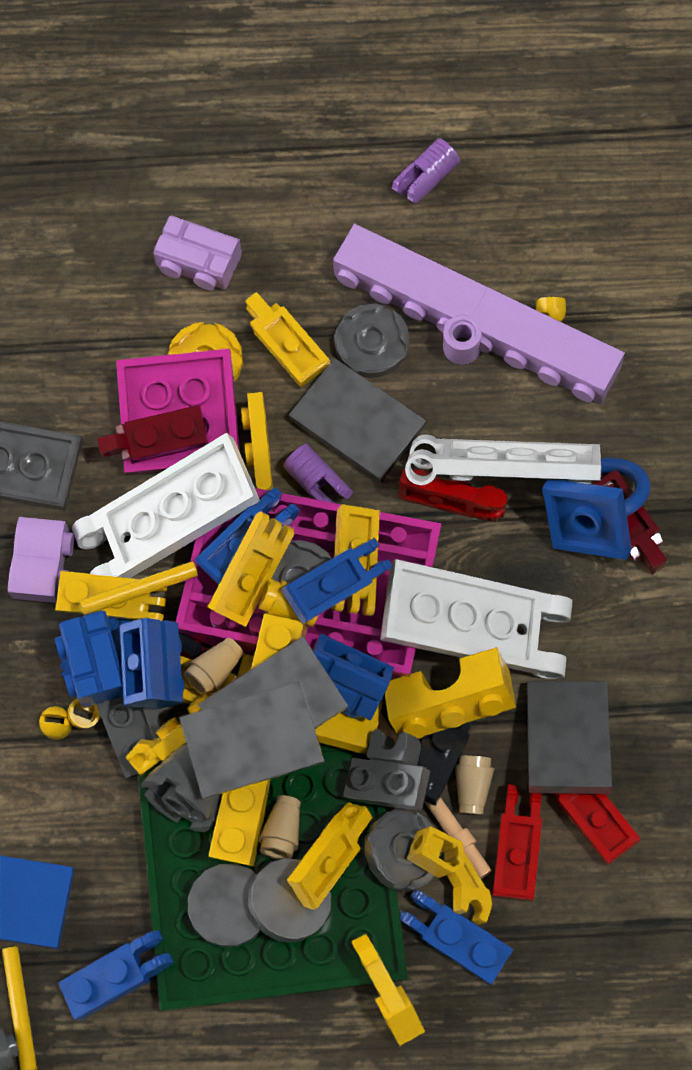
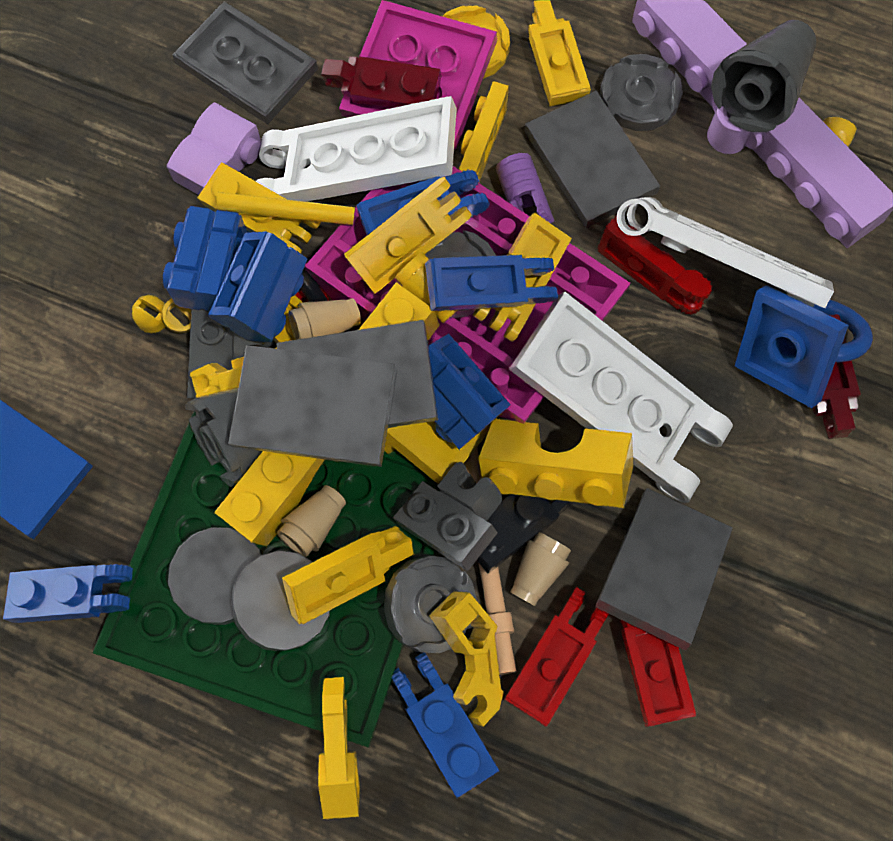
camera: 20 degrees right, 0 degrees up
(473, 296) = (765, 77): none -> dark grey cone

